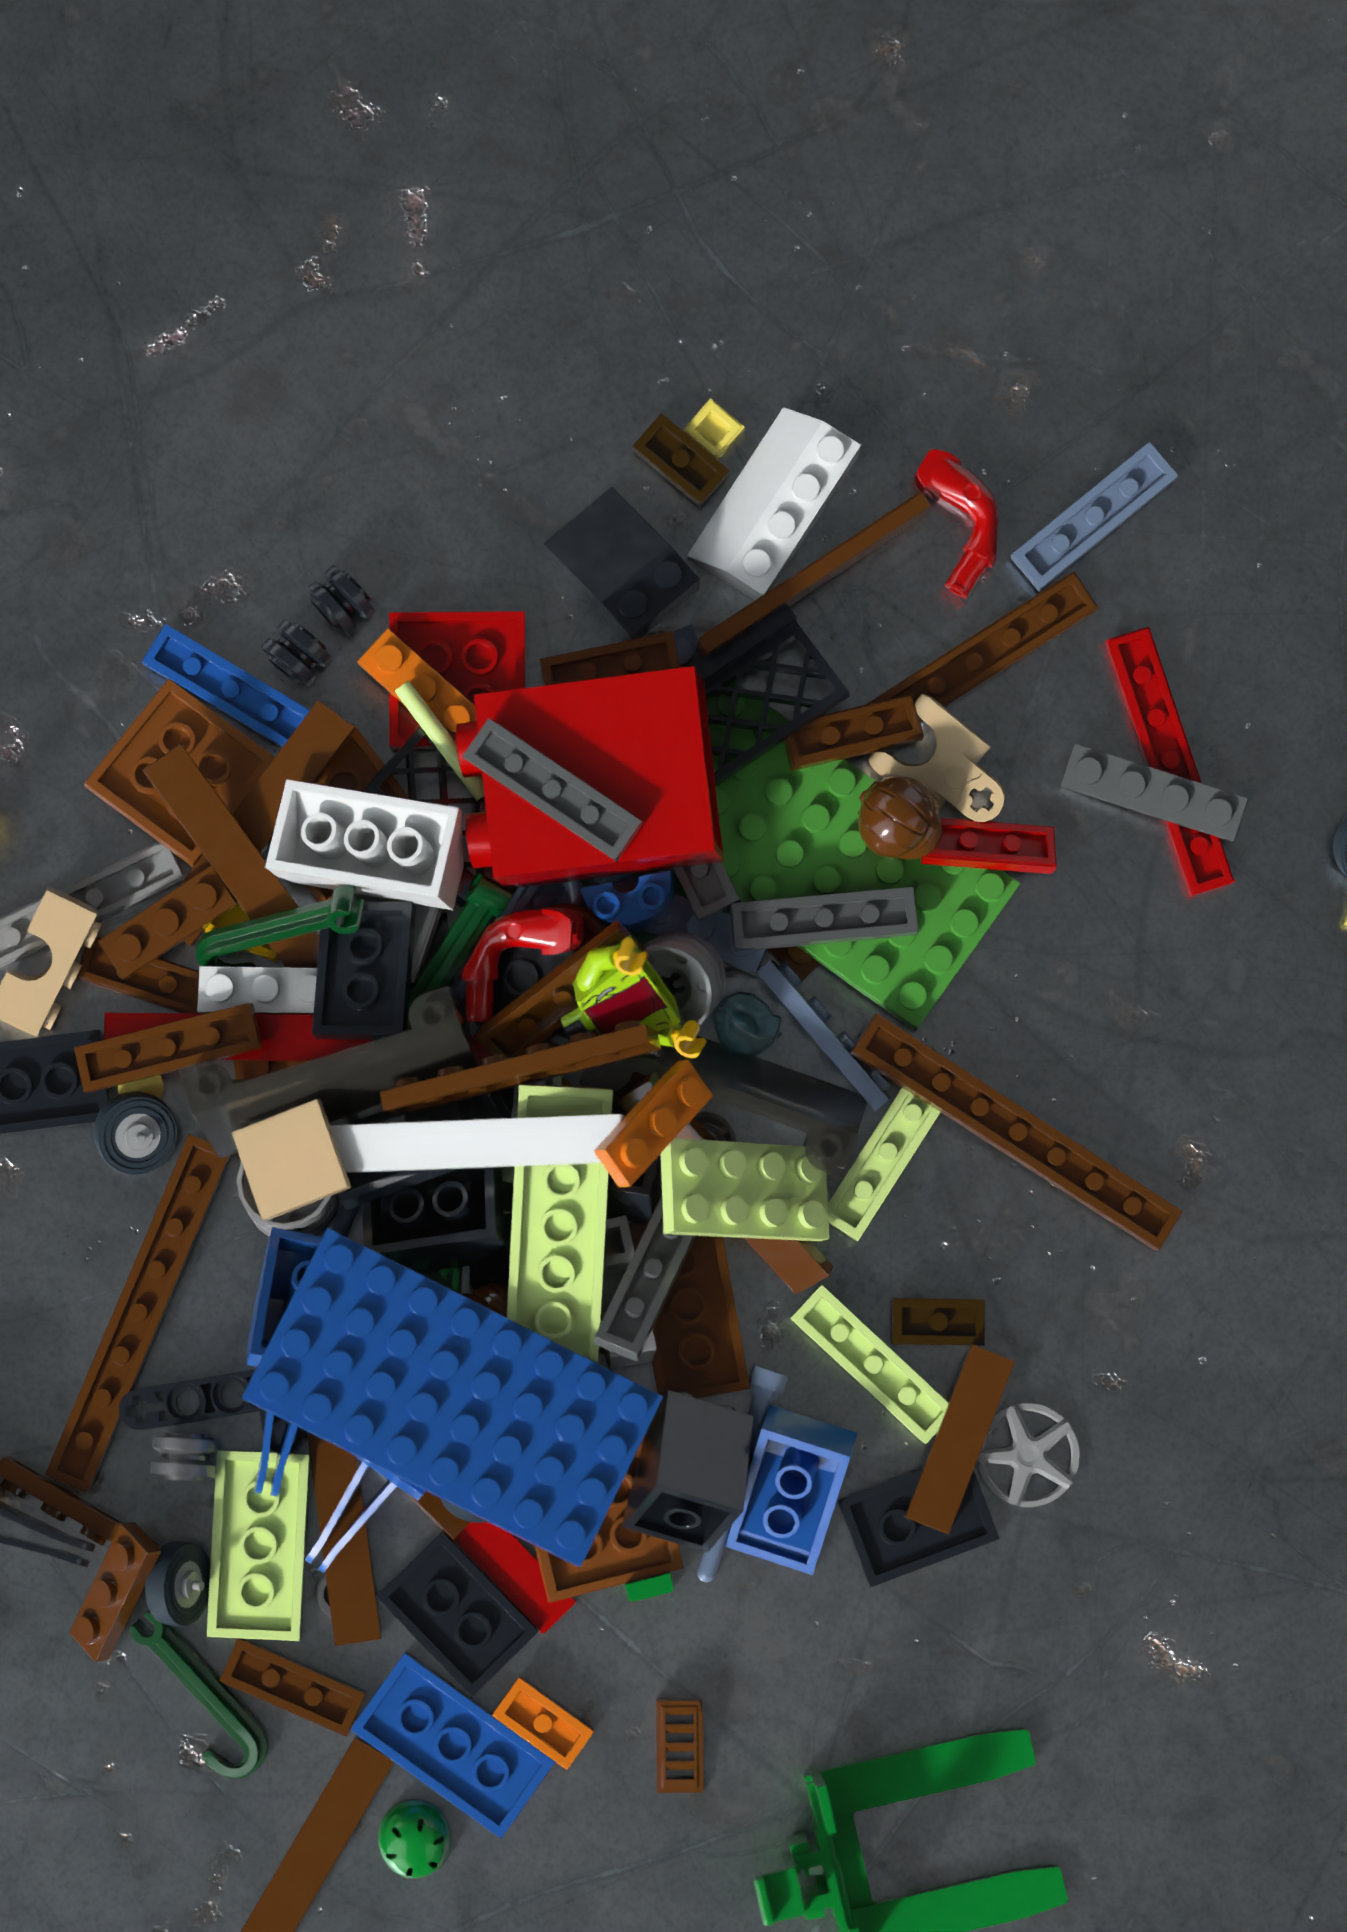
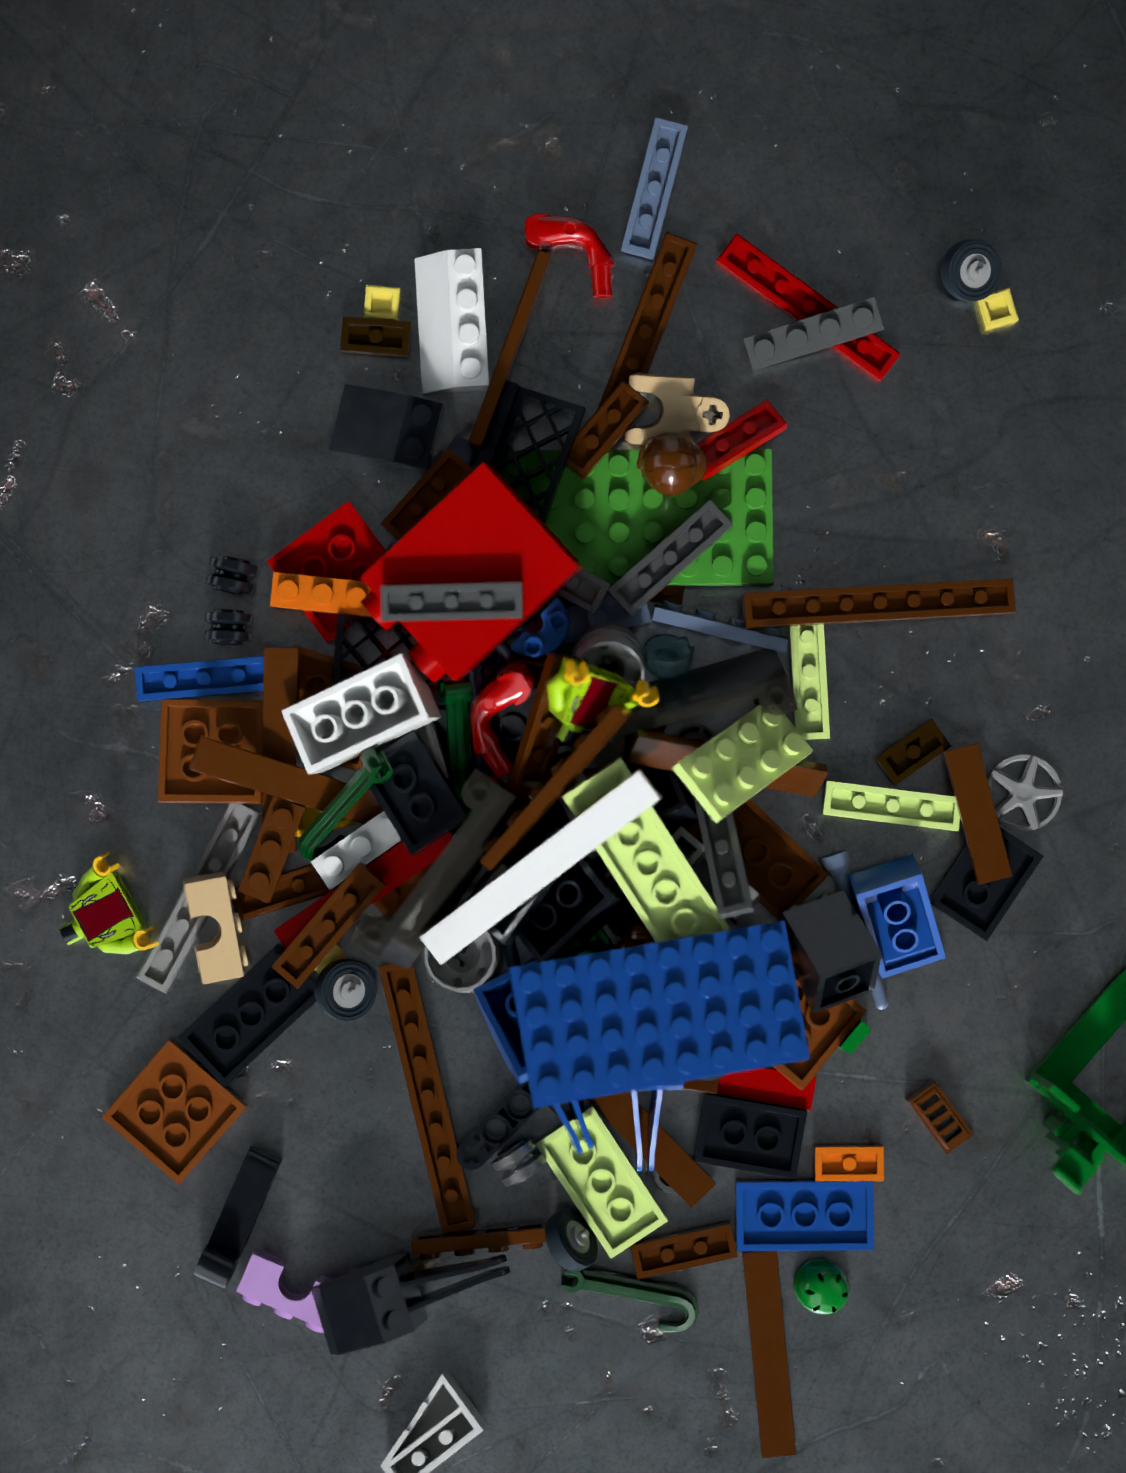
camera: 30 degrees left, 5 degrees up
(114, 1591) = (537, 1273): reddish brown plate -> none
(291, 1160) = (456, 941): tan tile -> none
(437, 734) = (352, 615): yellowish green bar -> none
(653, 1123) = (662, 761): orange plate -> none

